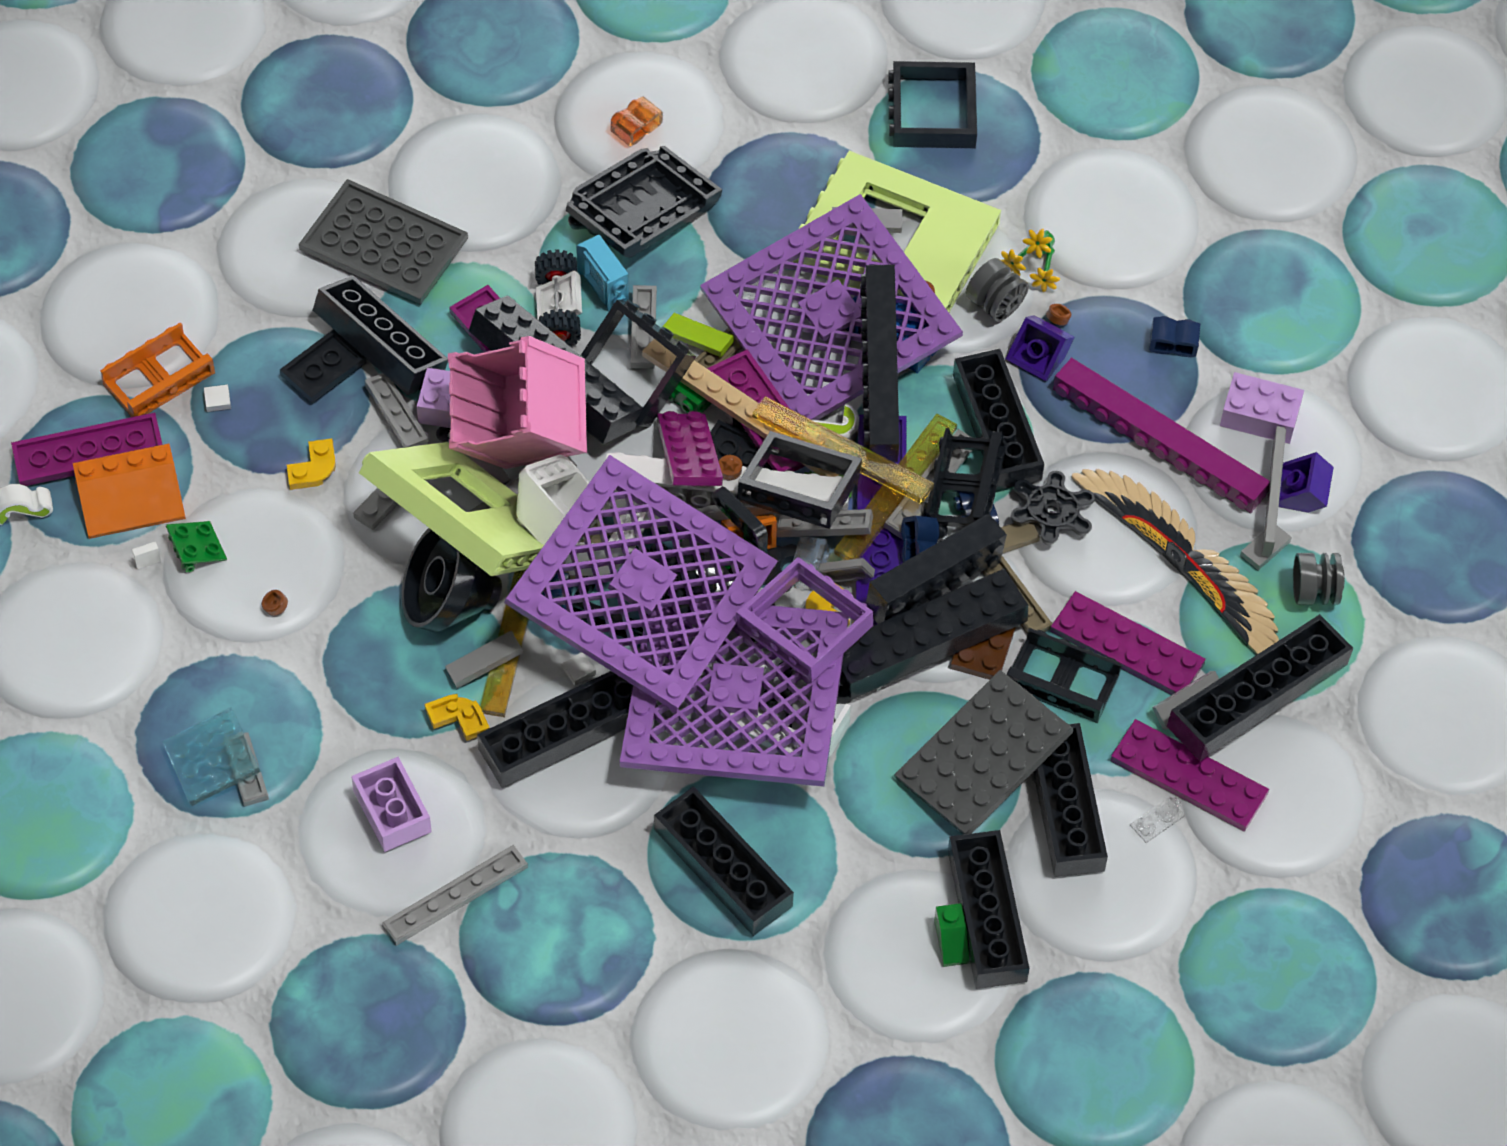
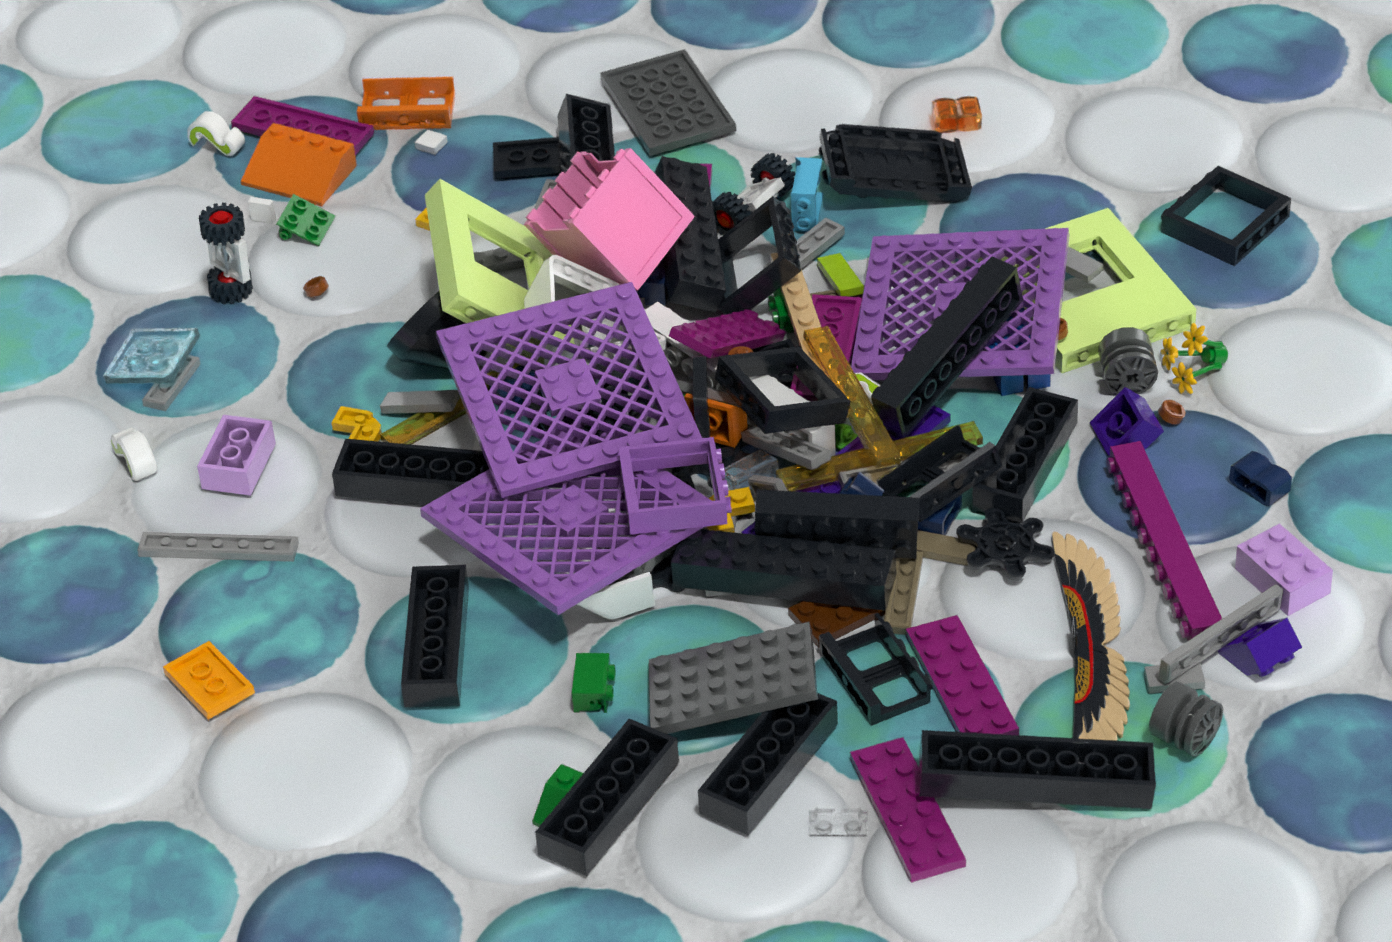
camera: 45 degrees right, 15 degrees down
(193, 622) = (227, 251): none -> plate
(297, 852) = (136, 451): none -> white animal
(581, 1015) = (208, 680): none -> light orange plate
(875, 821) = (592, 682): none -> green hinge

